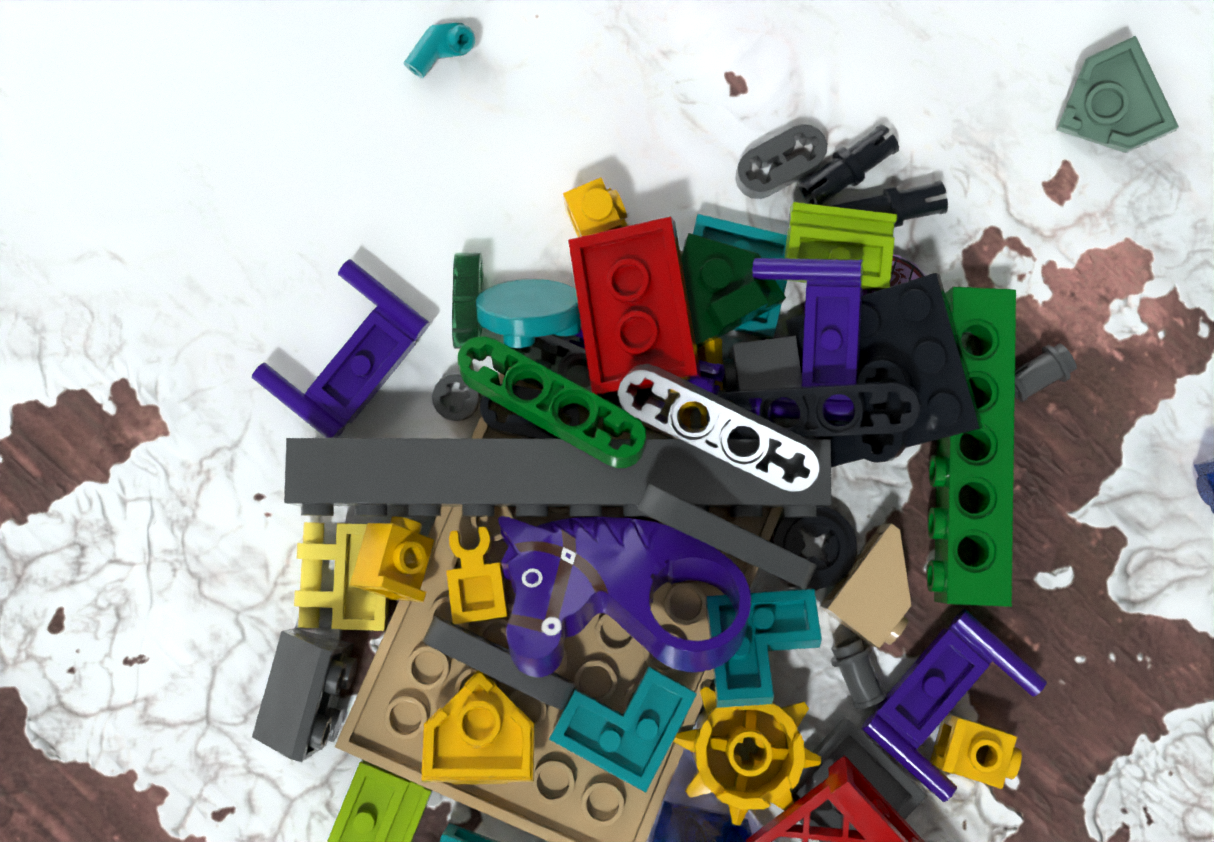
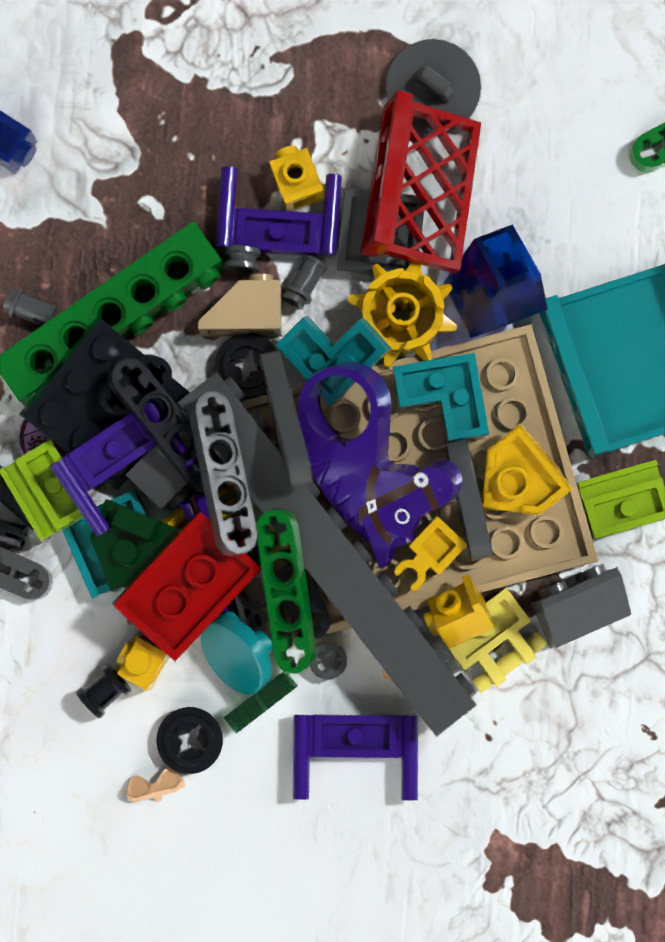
camera: 130 degrees left, 0 degrees up
(437, 43) = (103, 860): teal arm -> none
(463, 155) = (167, 782): none -> light nougat piece
(465, 196) = (170, 743): none -> black gear
(598, 156) = (103, 691): none -> black bush
(931, 626) = (242, 259): none -> dark grey bush

